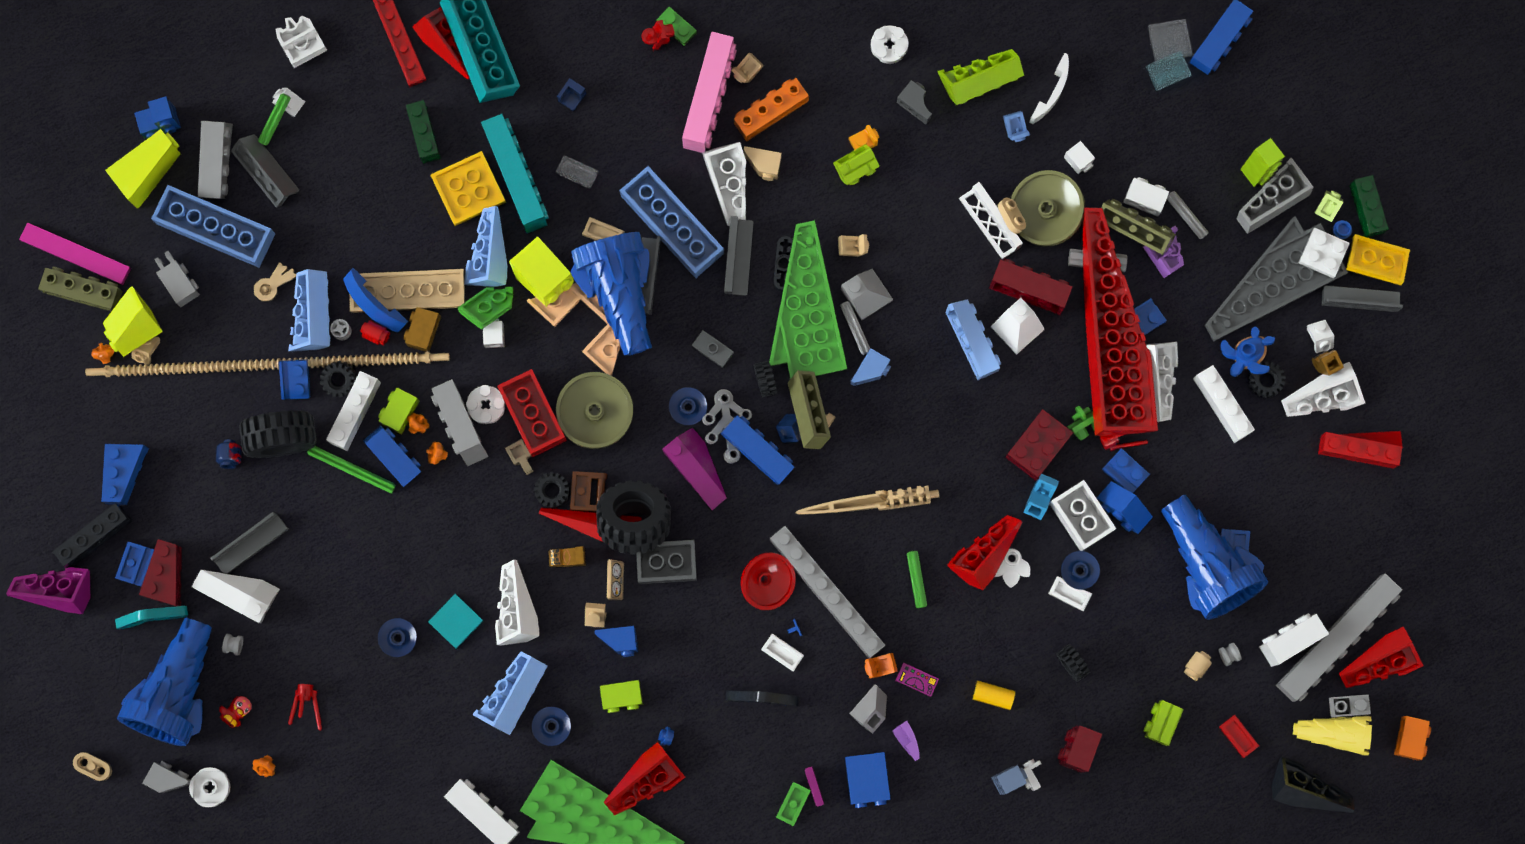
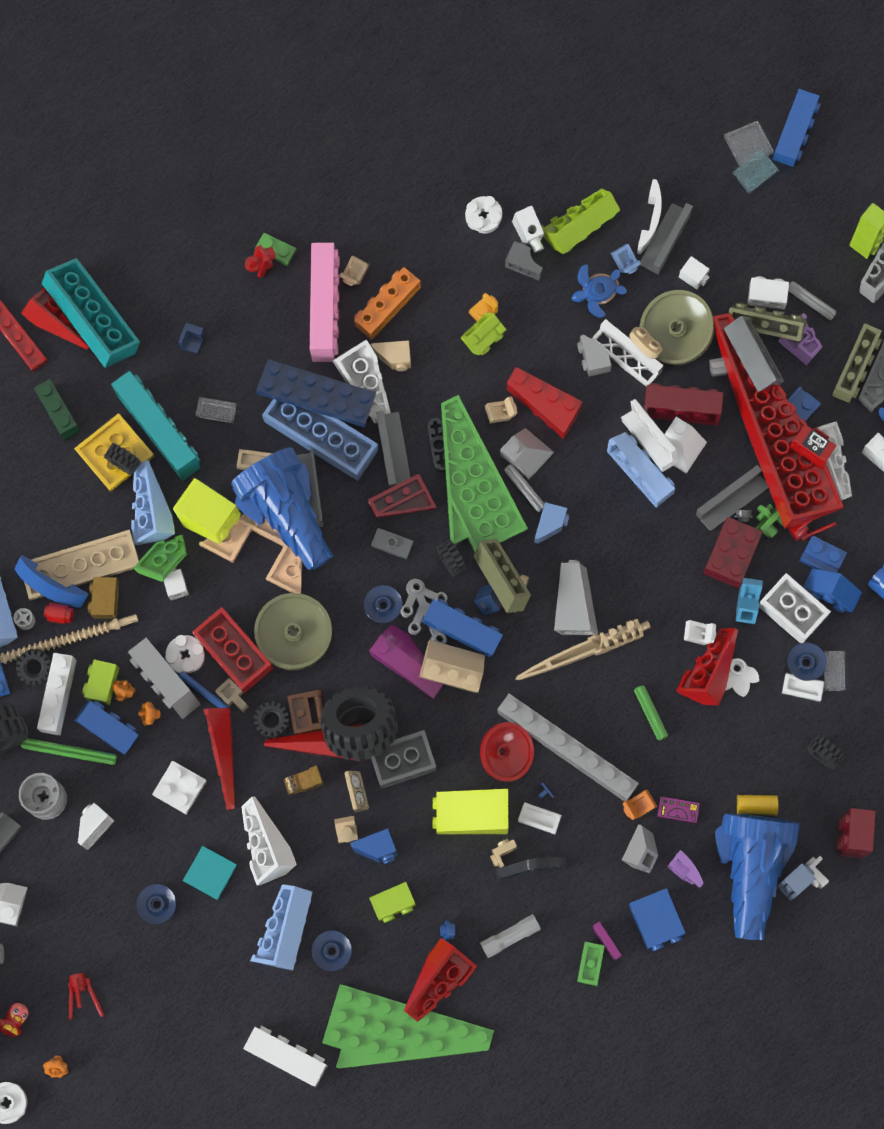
camera: 10 degrees left, 5 degrees down
(315, 496) = (40, 786): none -> light grey wheel
(356, 546) = (92, 825): none -> white slope
(447, 531) = (179, 787): none -> white plate
(473, 198) = (122, 459): none -> black tyre
(494, 445) = (202, 690): none -> blue bar
(499, 495) = (221, 737): none -> red wedge
(677, 182) = (316, 393): none -> dark blue plate
(718, 630) = (471, 812): none -> neon yellow slope
(724, 757) = (510, 936): none -> light grey axle
(734, 308) = (403, 498): none -> dark red wedge
(738, 485) = (452, 666): none -> tan slope
(741, 672) = (504, 848): none -> tan bracket
(872, 452) = (574, 602): none -> light grey slope
(898, 248) = (545, 401): none -> red wedge
(929, 63) = (525, 222): none -> white torso
(959, 215) = (595, 356): none -> light grey slope
(980, 149) = (597, 289): none -> blue animal
(981, 741) = (758, 855): none -> blue cone
(985, 514) = (700, 632): none -> white bracket
(990, 311) = (650, 437): none -> white fence
(1053, 392) = (732, 498): none -> dark grey panel
(1060, 411) = (743, 515): none -> dark grey plate
(1061, 114) = (666, 237): none -> dark grey panel
(1105, 586) = (835, 671): none -> clear tile
(1113, 255) = (753, 353): none -> panel
(1145, 362) = (813, 445): none -> red piece
(1213, 289) = (857, 361): none -> olive brick

